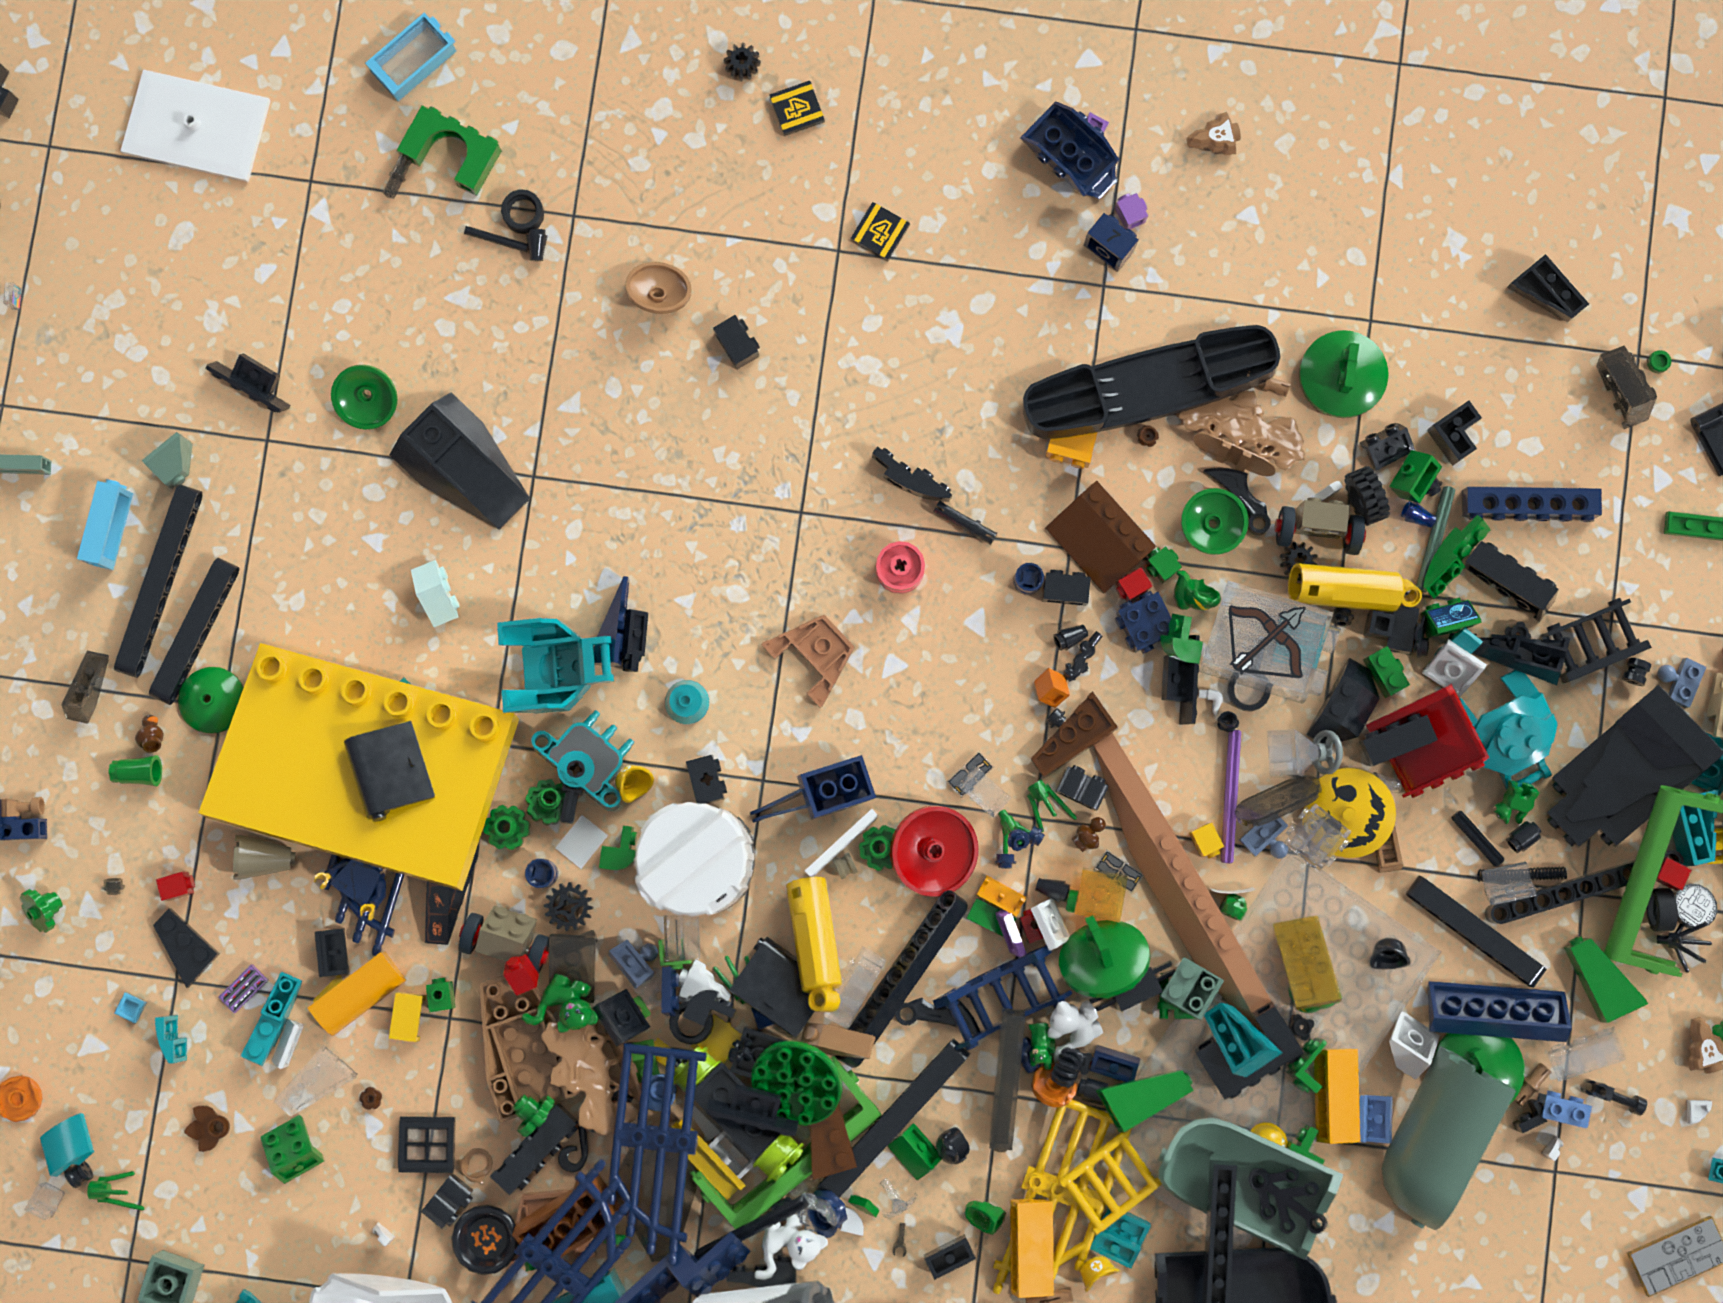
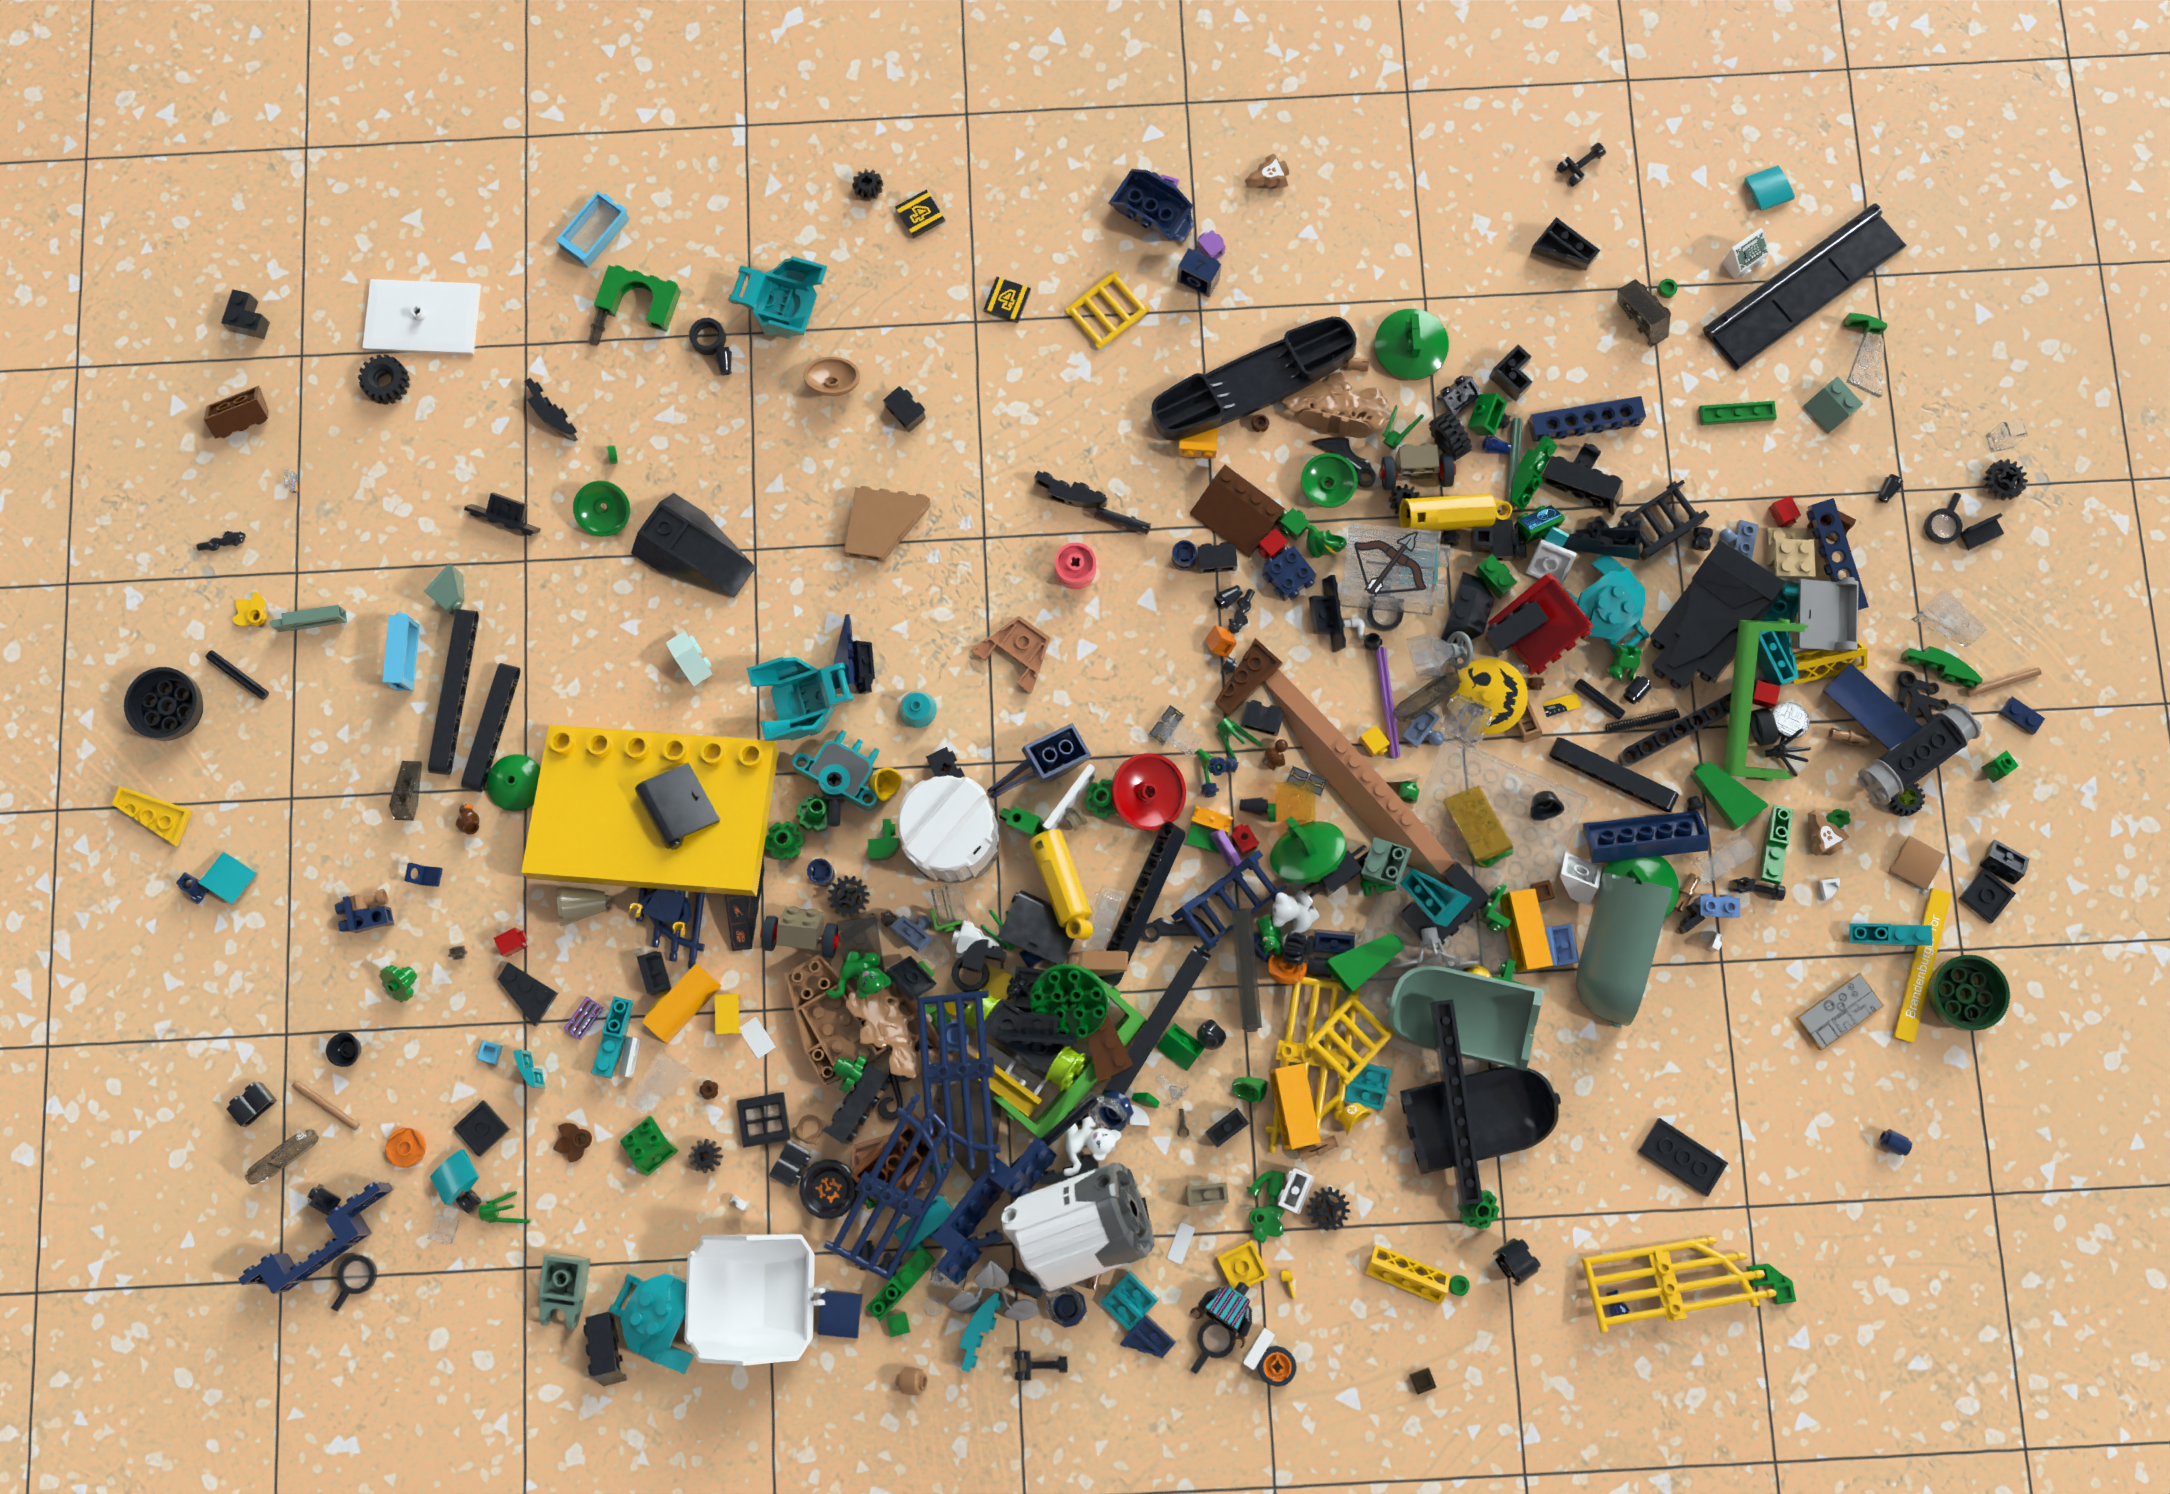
camera: 10 degrees left, 5 degrees down
(92, 790) = (426, 875): none -> dark blue bracket
(107, 1093) = (481, 1128): none -> black tile
(128, 183) = (378, 368): none -> black tyre
(137, 771) = (461, 852): green plant -> none
(325, 272) = (549, 413): none -> black slope
(358, 1182) = (704, 1164): none -> black gear
(388, 333) = (612, 454): none -> green tile
(436, 1048) = (757, 1038): none -> white sticker
(438, 1003) = (758, 995): green brick -> none
(496, 239) = (689, 362): black bar -> none
(521, 974) = (818, 955): red brick -> none
(581, 841) = (849, 842): white sticker -> none
(609, 940) = (887, 918): none -> clear smoke plate
(616, 181) = (781, 297): none -> teal piece
(670, 1001) = (948, 955): dark blue plate -> none
(685, 471) = (881, 521): none -> medium nougat slope
(788, 864) = (1022, 822): none -> green torso
(998, 293) = (1100, 288): none -> yellow bar
(1050, 923) = (1257, 833): white tile -> none
(1178, 644) = (1318, 584): green brick -> none
(1225, 1090) = (1431, 941): none -> light grey plant
(1284, 1198) = (1498, 1021): black plant -> none
(1300, 484) = (1393, 438): none -> green plant
(1307, 1024) = (1489, 876): black plate -> none
(1329, 490) = (1419, 438): white tile -> none
(1366, 1052) = (1543, 890): none -> reddish brown tile
(1407, 806) = (1535, 683): none -> reddish brown plate
(1432, 836) = (1561, 704): none -> yellow sticker
(1508, 883) = (1631, 729): clear panel -> none
(1522, 548) = (1588, 455): none -> black bracket
(1562, 983) = (1694, 804): none -> black piece
(1609, 179) = (1597, 151): none -> black bar
(1645, 1049) = (1775, 844): none -> slope

